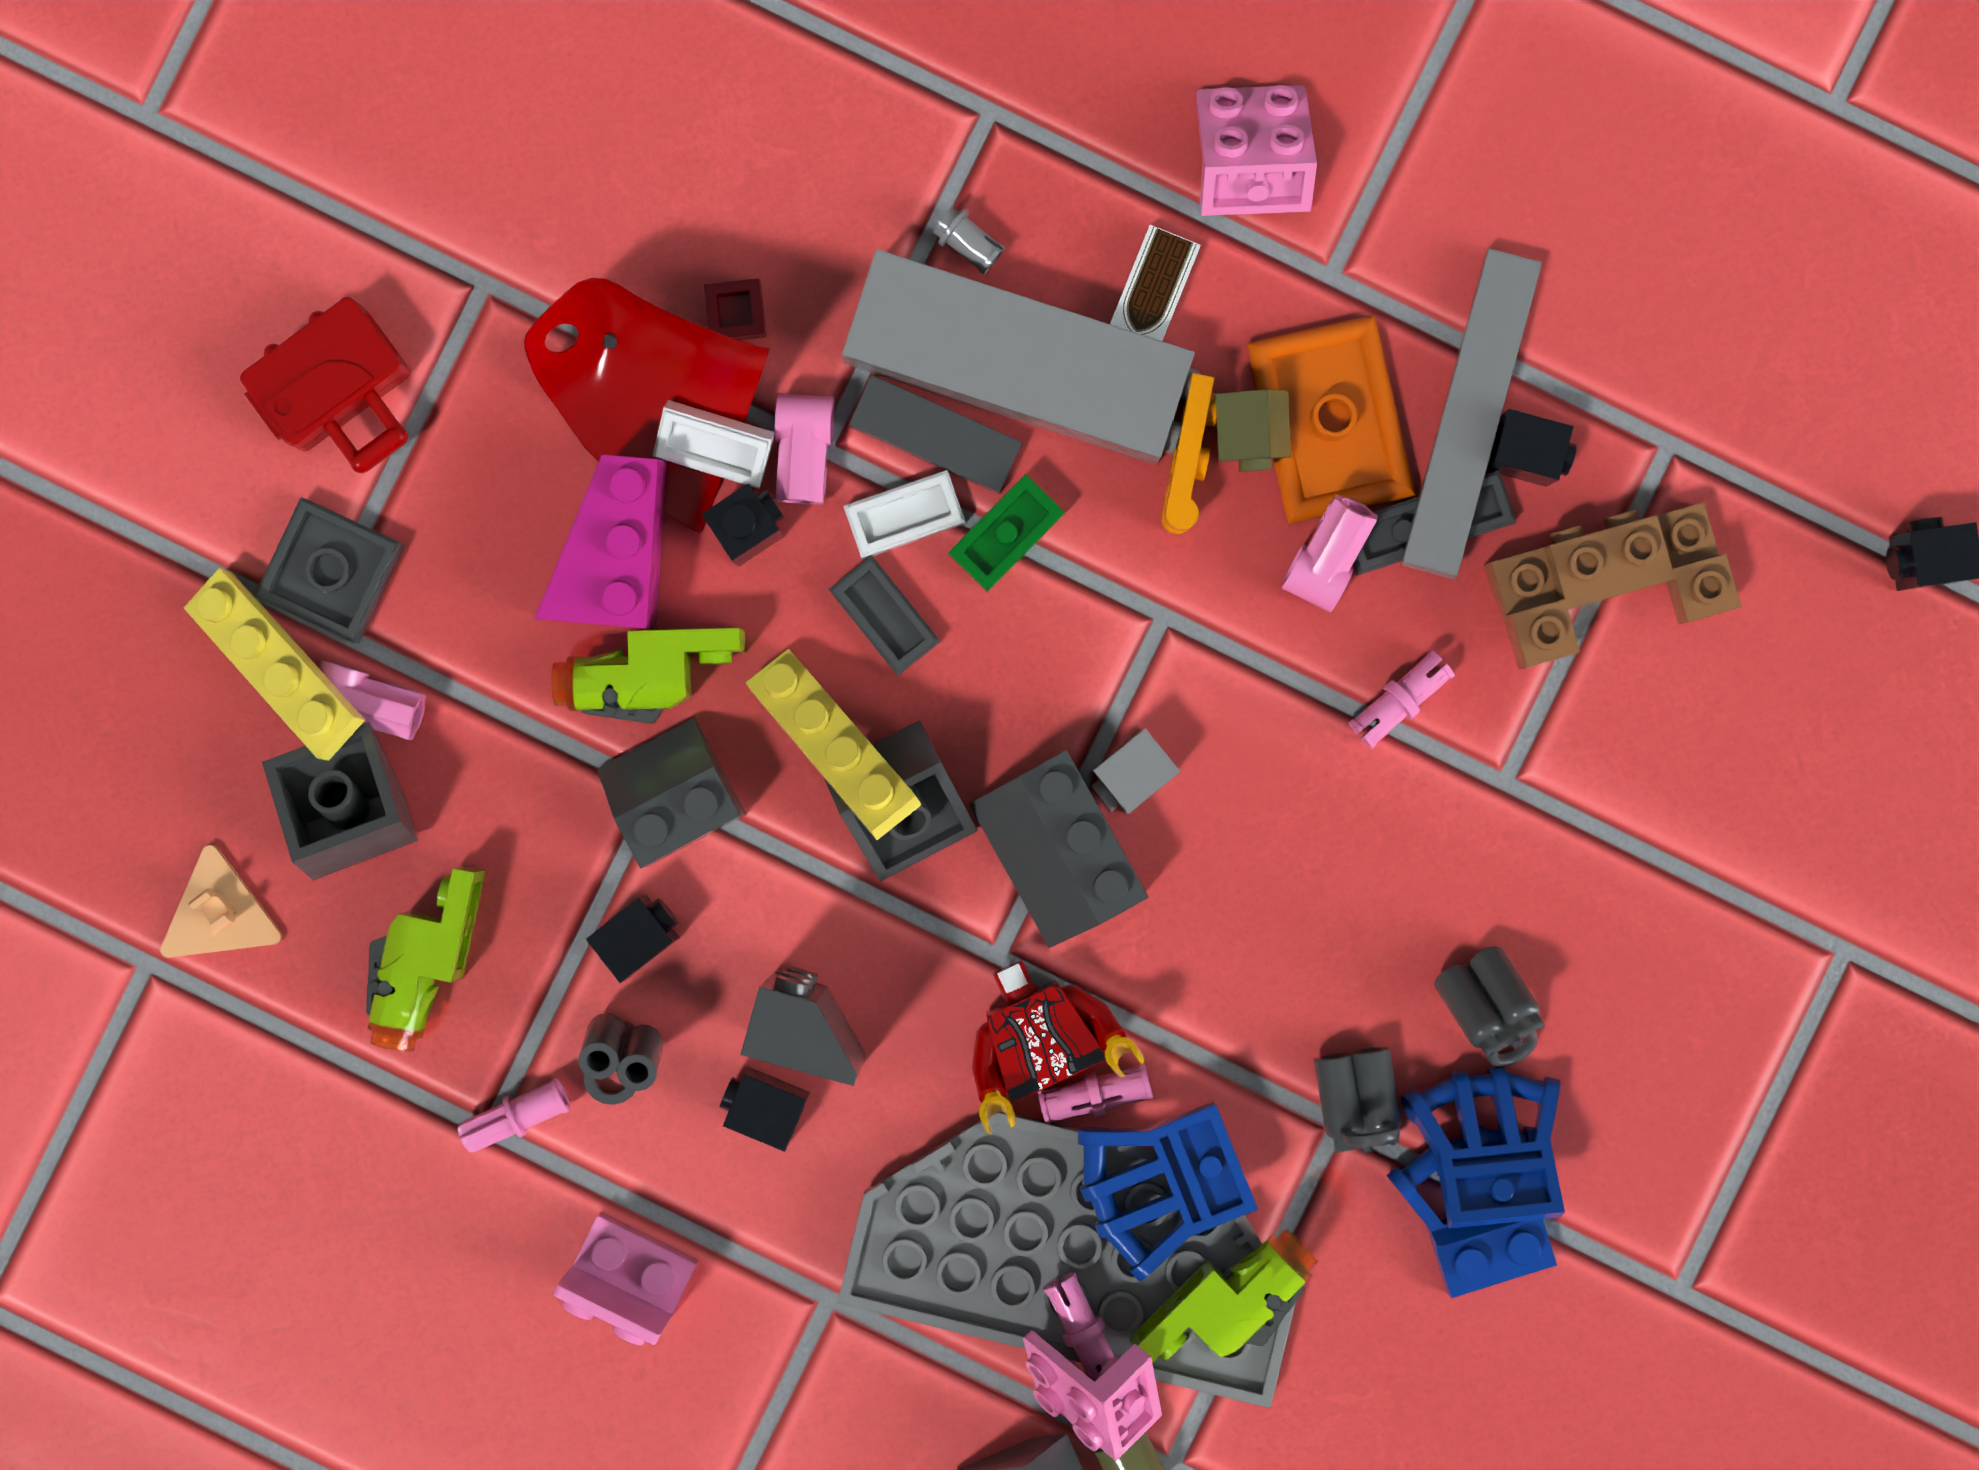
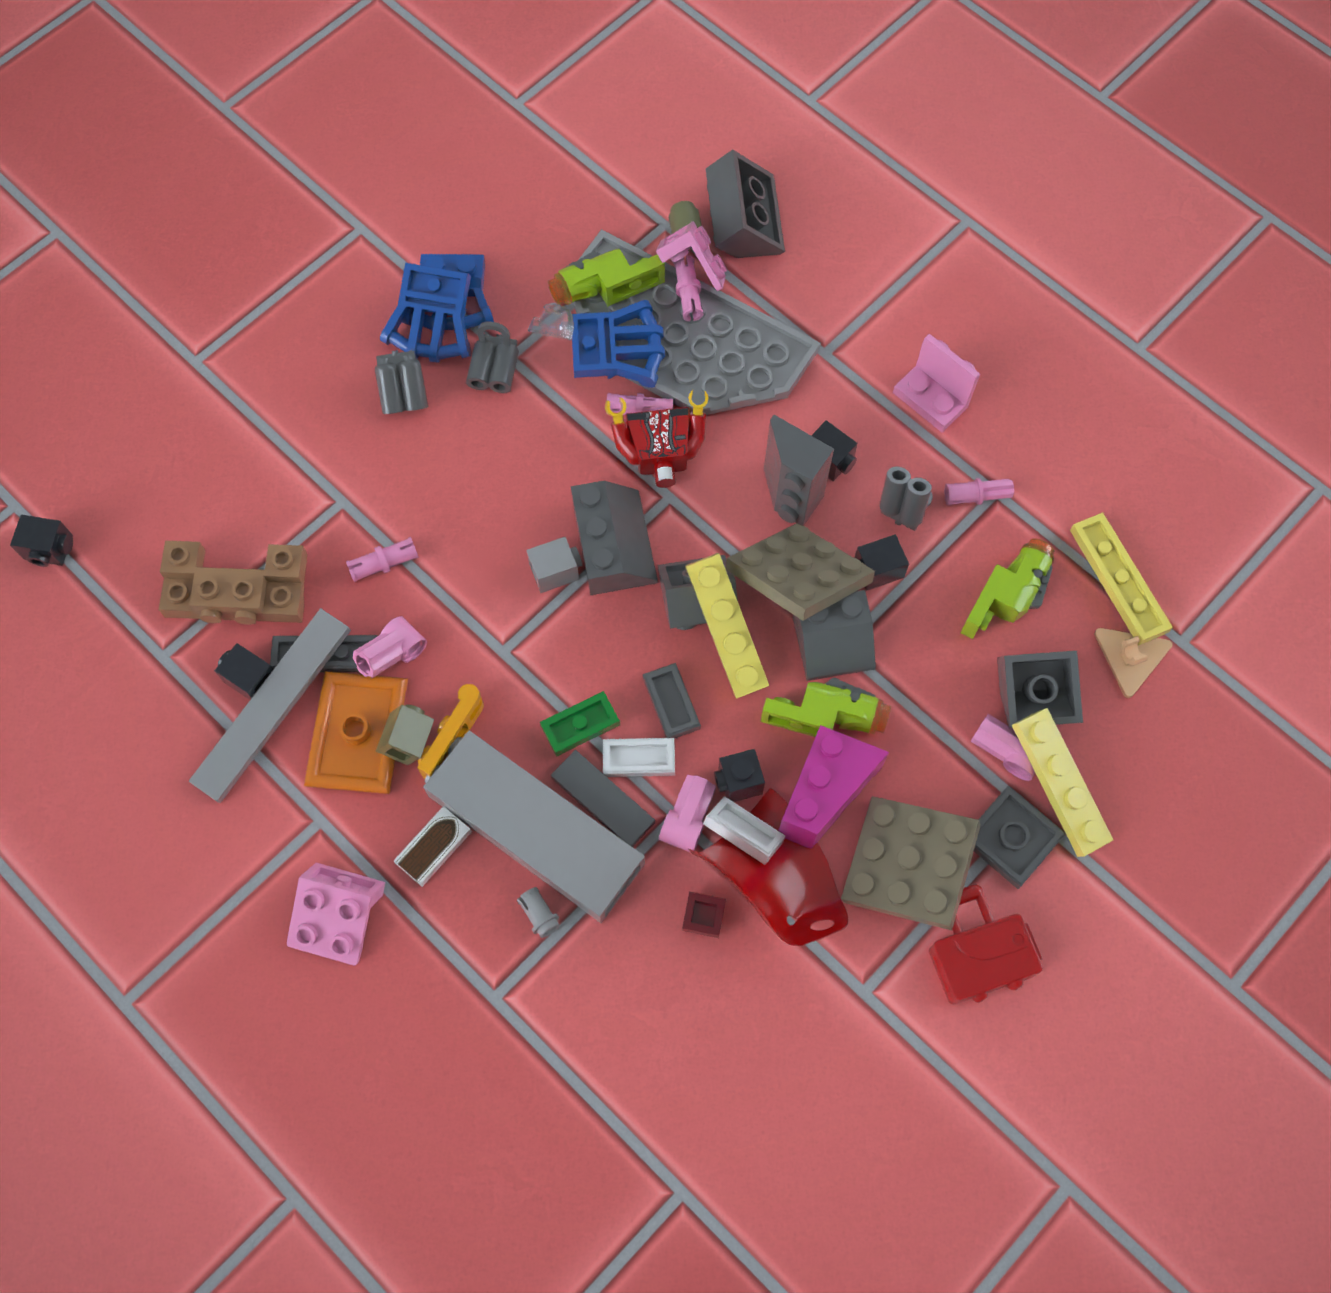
camera: 155 degrees left, 20 degrees down
(259, 1032) = (1120, 578): none -> light yellow plate
(462, 475) = (911, 862): none -> dark tan plate
(747, 866) = (800, 571): none -> dark tan plate
(1281, 1192) = (553, 322): none -> clear tile

